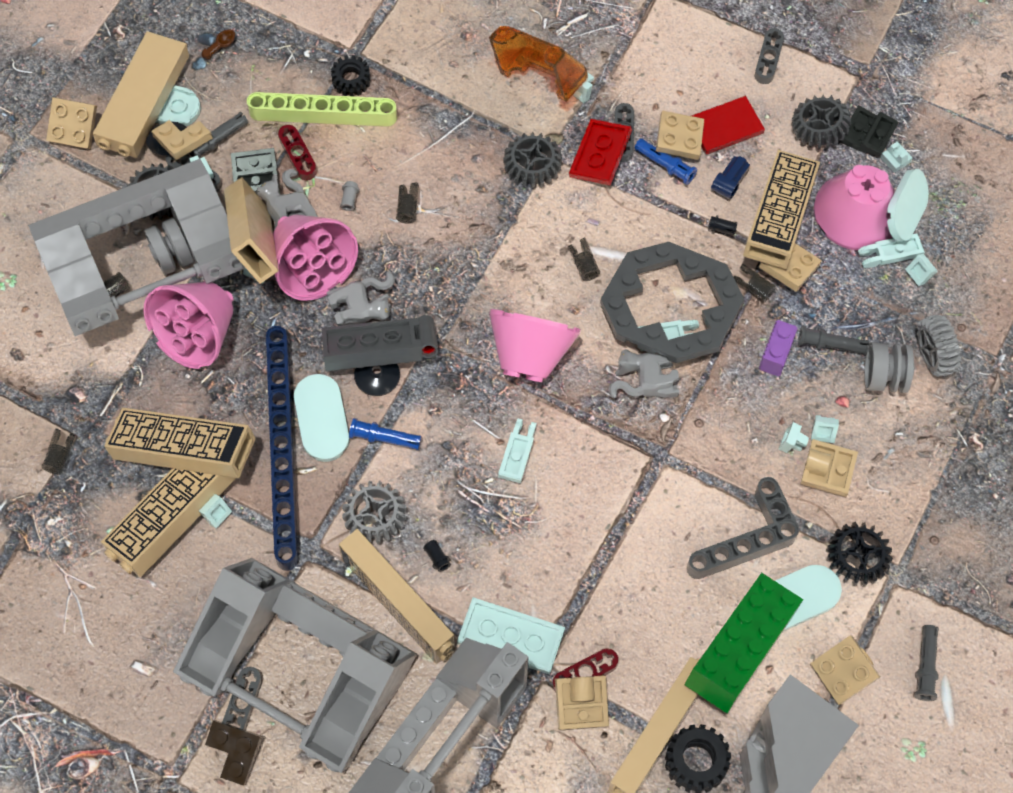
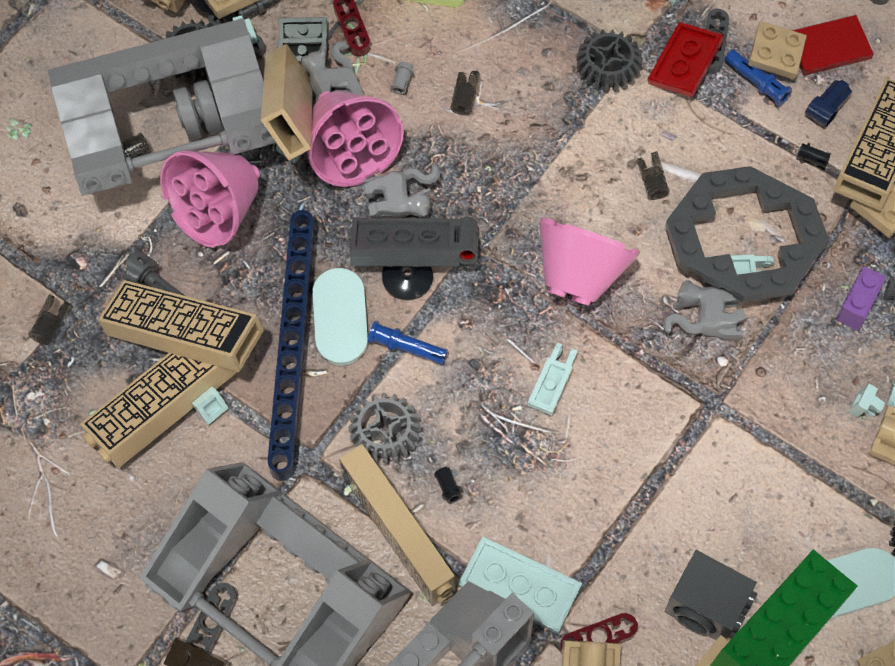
camera: 10 degrees right, 0 degrees up
(139, 399) = (144, 272): none -> dark grey piece
(679, 625) = (711, 597): none -> dark grey brick
(751, 539) = (805, 510): dark grey beam -> none
(757, 284) = (844, 225): clear smoke hinge -> none

